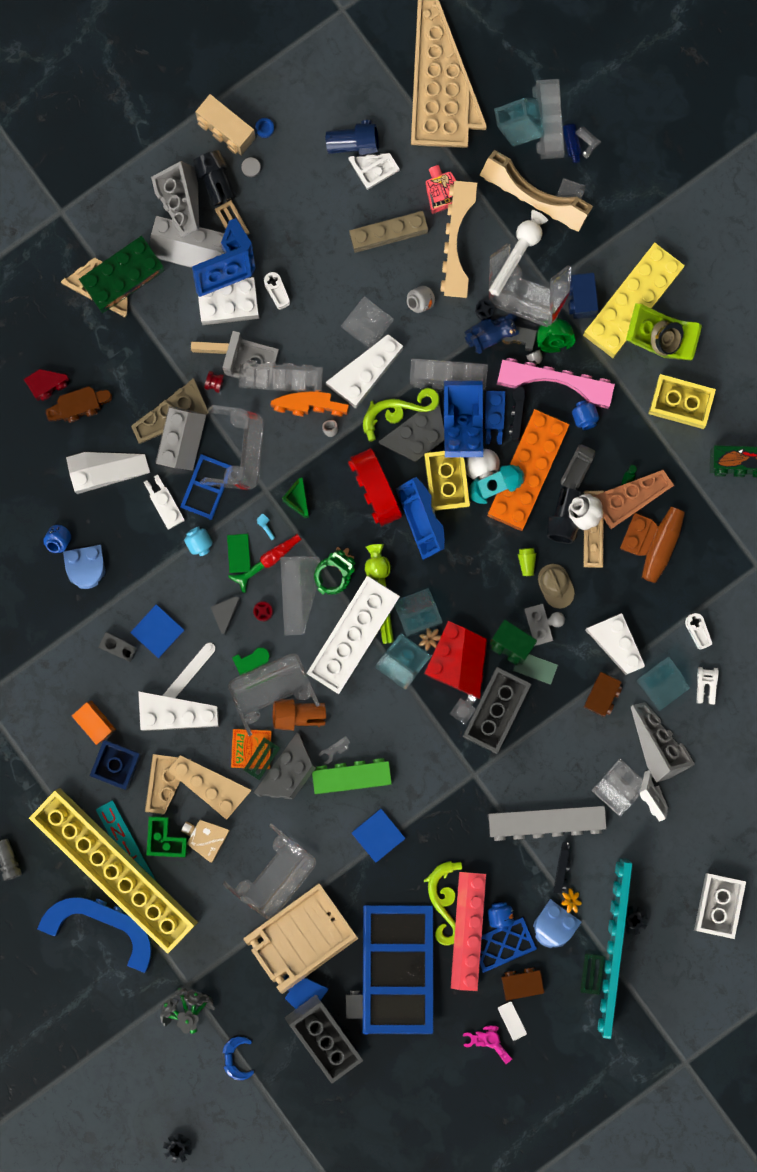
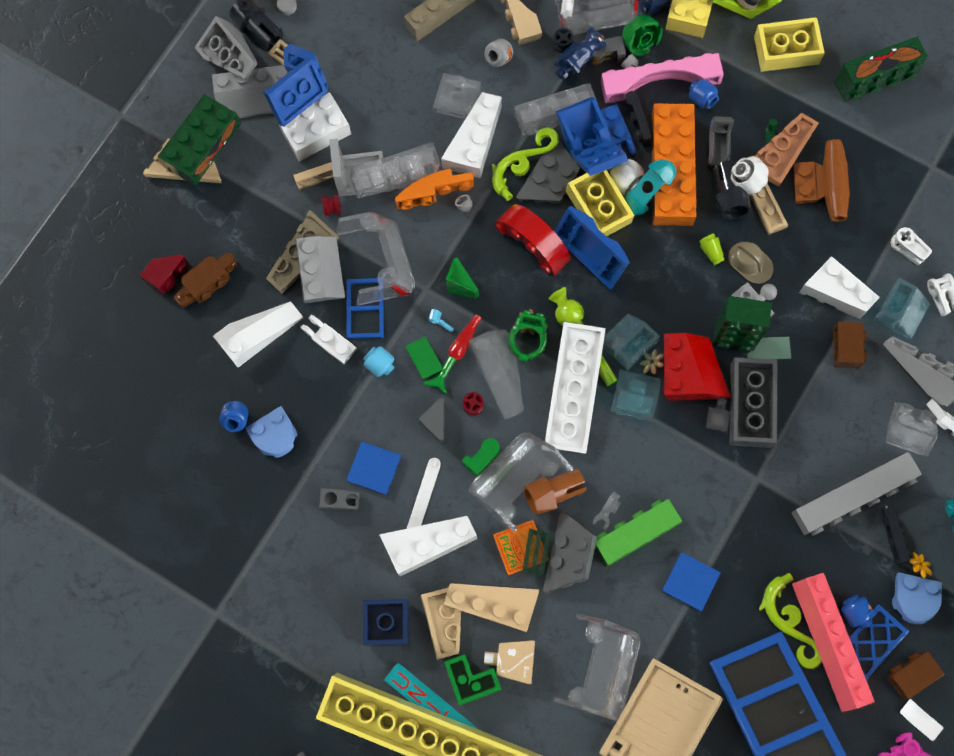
camera: 20 degrees left, 10 degrees down
(93, 722) = (345, 588): orange hinge -> none
(278, 291) = (357, 99): white piece -> none

